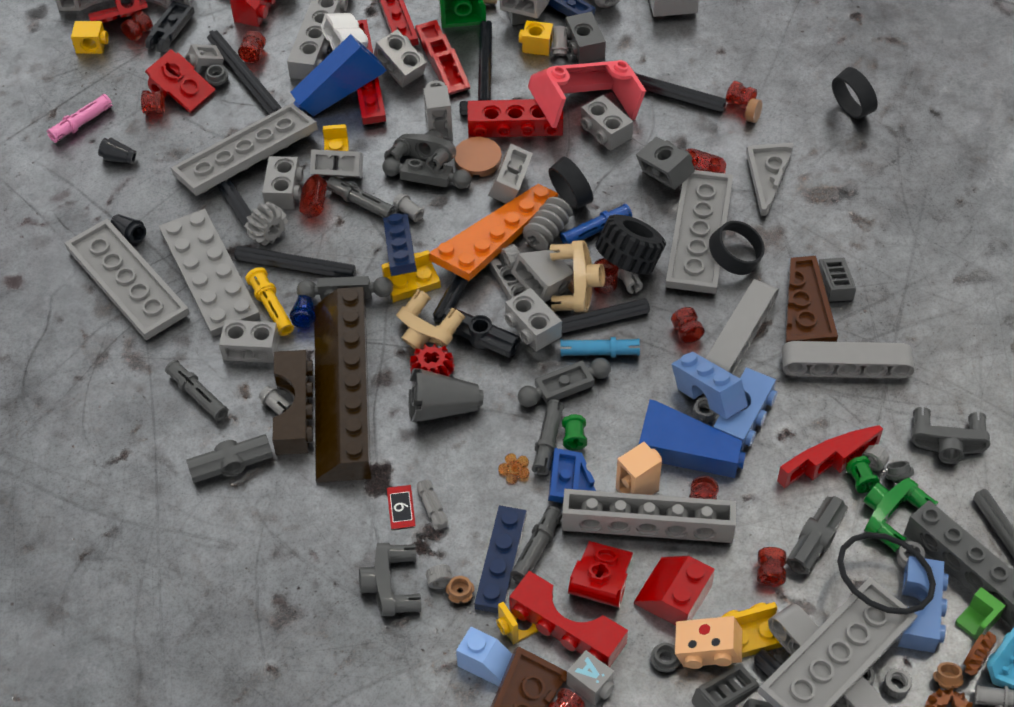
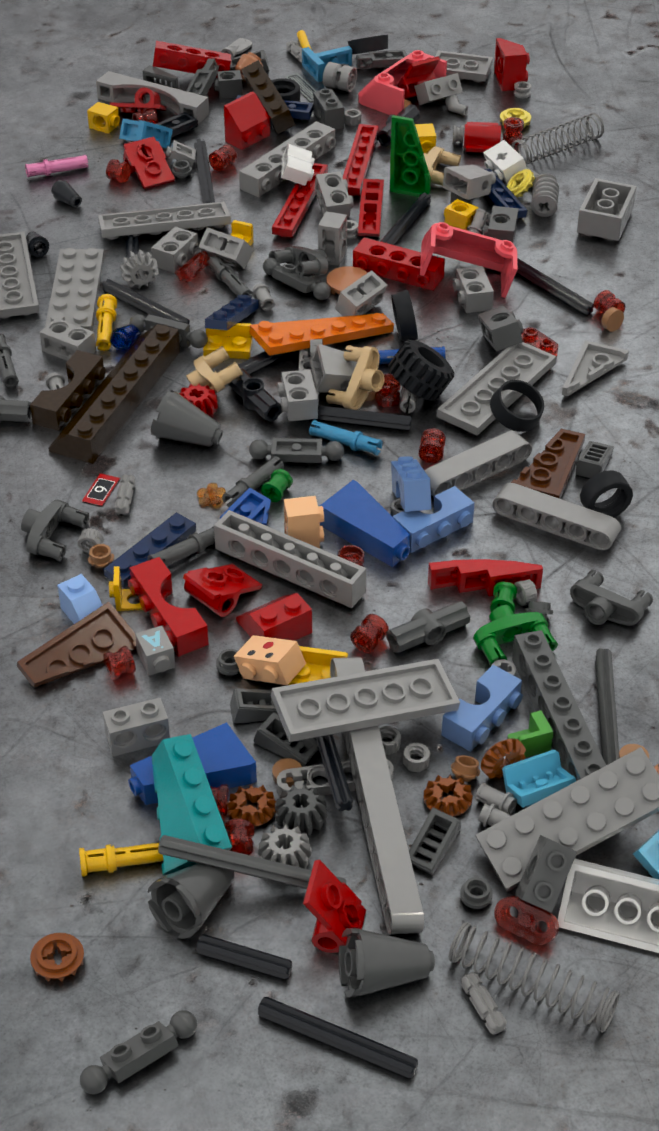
camera: 25 degrees right, 10 degrees down
(149, 44) = (138, 130): none -> dark azure bracket
(337, 76) = (269, 190): blue slope -> none
(547, 223) = (374, 334): light grey piece -> none
(869, 602) = (430, 682): black piece -> none
(882, 320) = (601, 483): none -> black tyre

